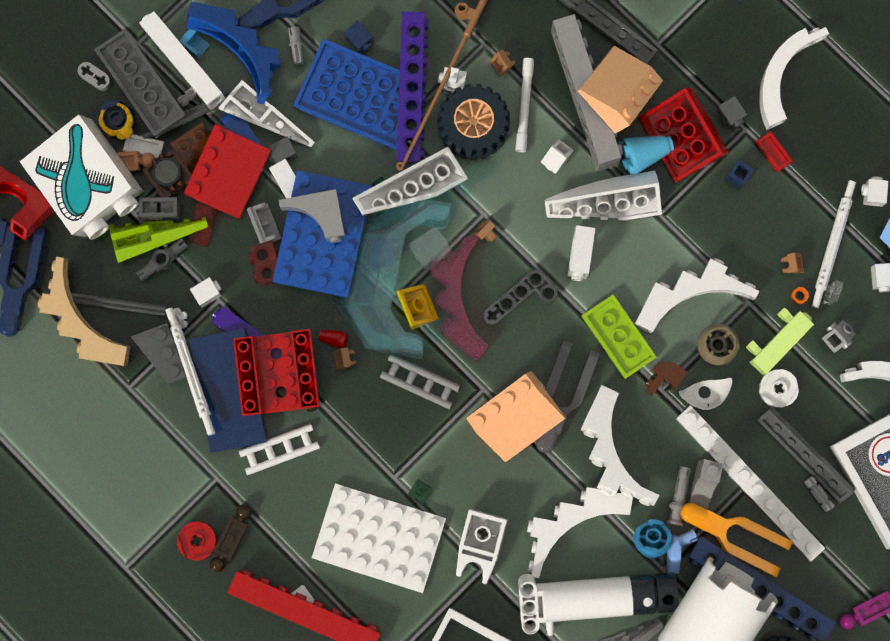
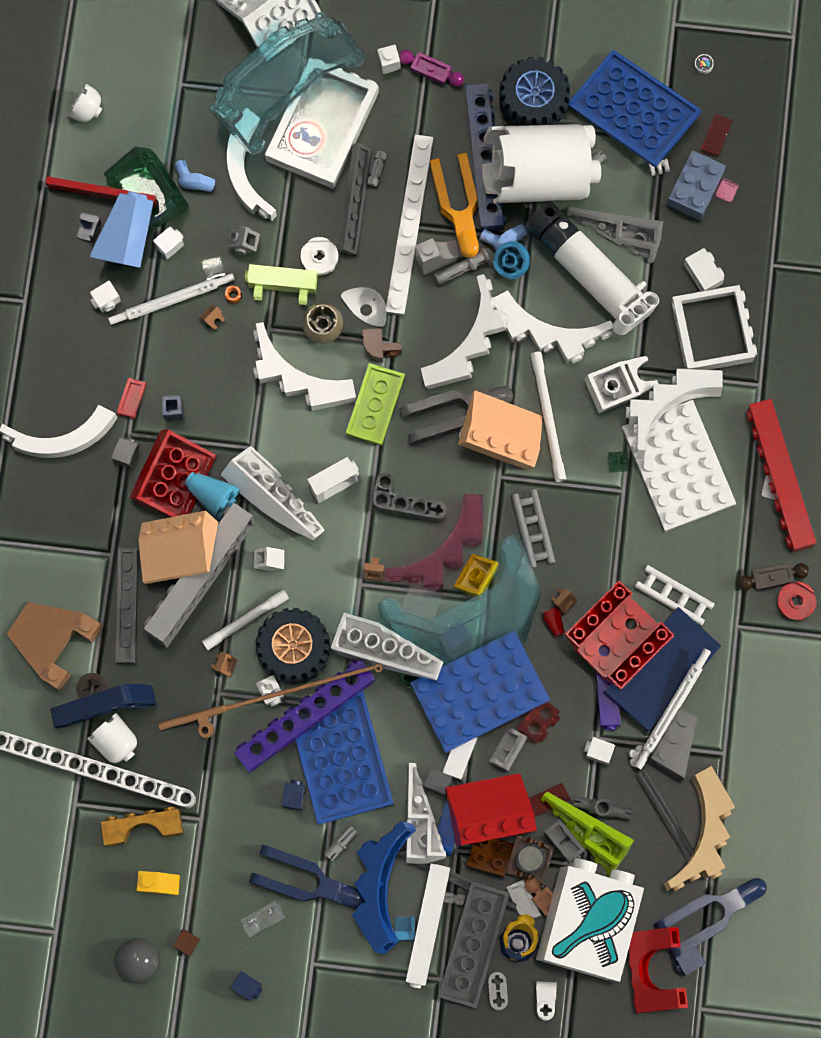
camera: 130 degrees left, 5 degrees down
(59, 106) = (546, 997): none -> white piece
(321, 207) = (461, 698): light grey arch -> none
(436, 598) = (685, 386): none -> white arch
(546, 490) = (558, 466): none -> white piece

